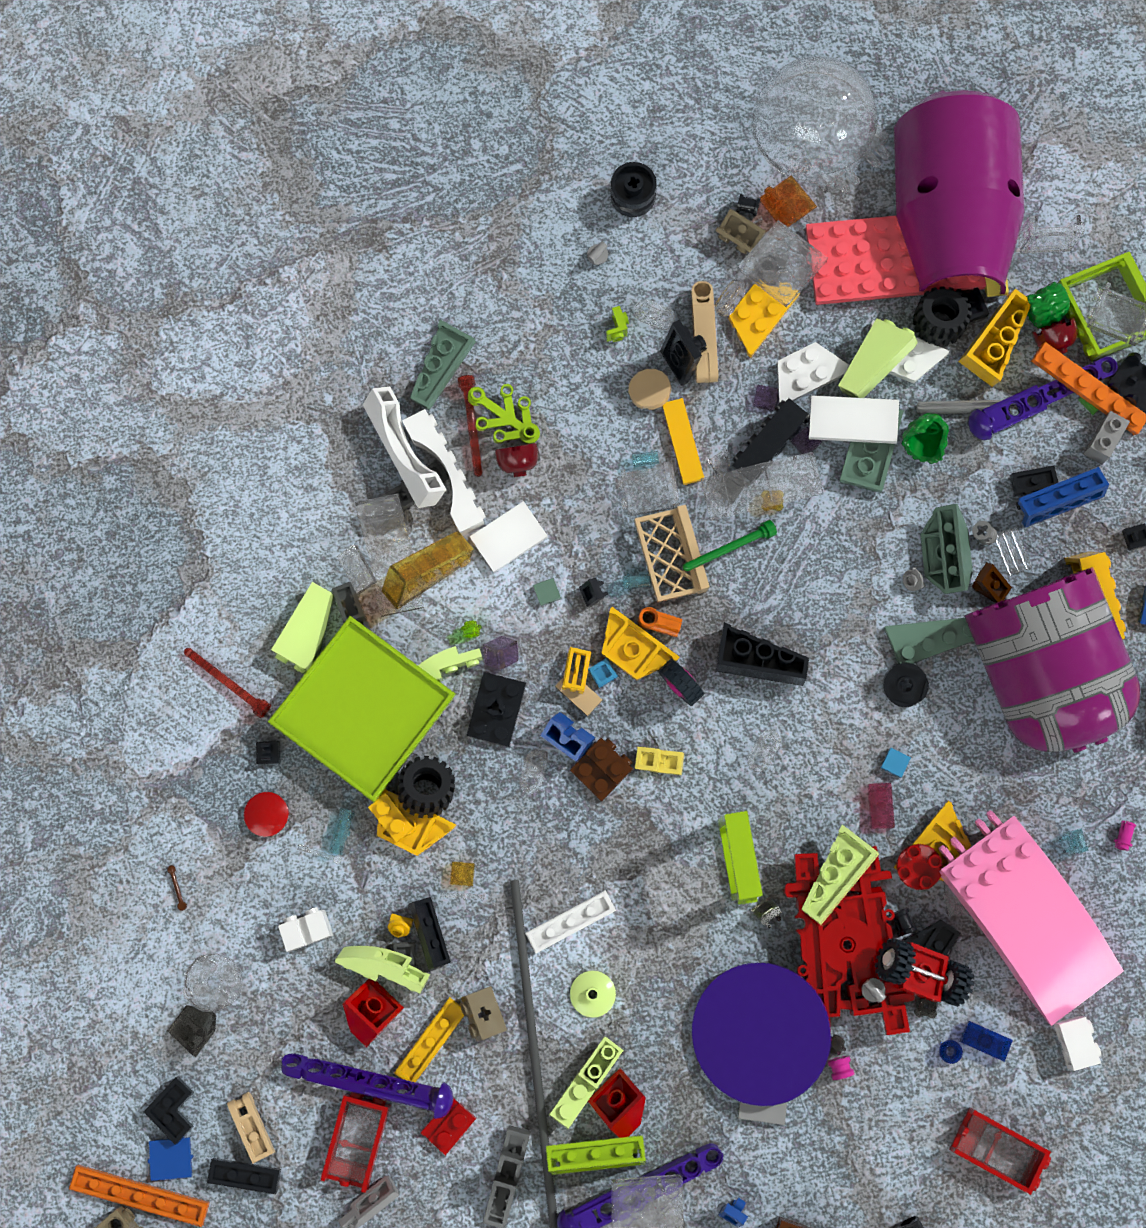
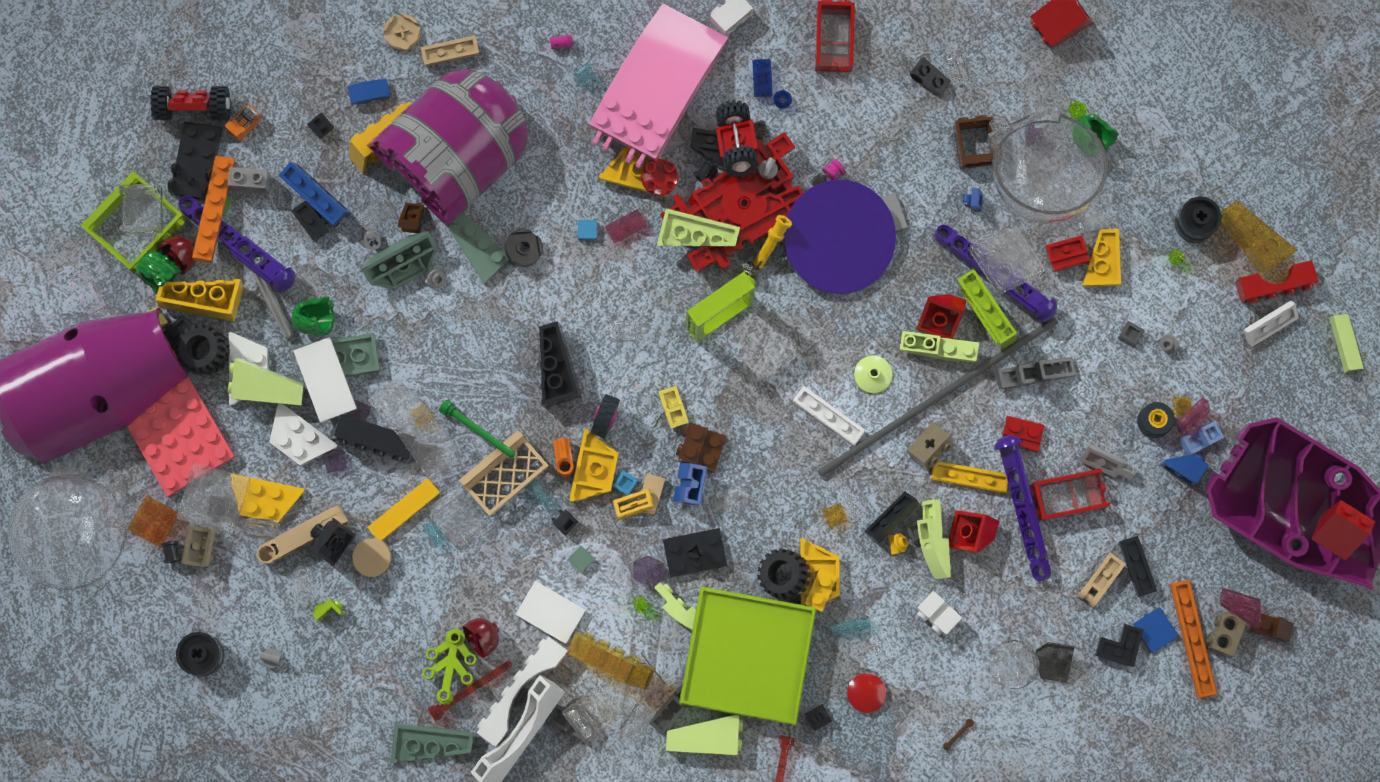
camera: 125 degrees left, 0 degrees up
(793, 960) = (776, 235): none -> yellow pin

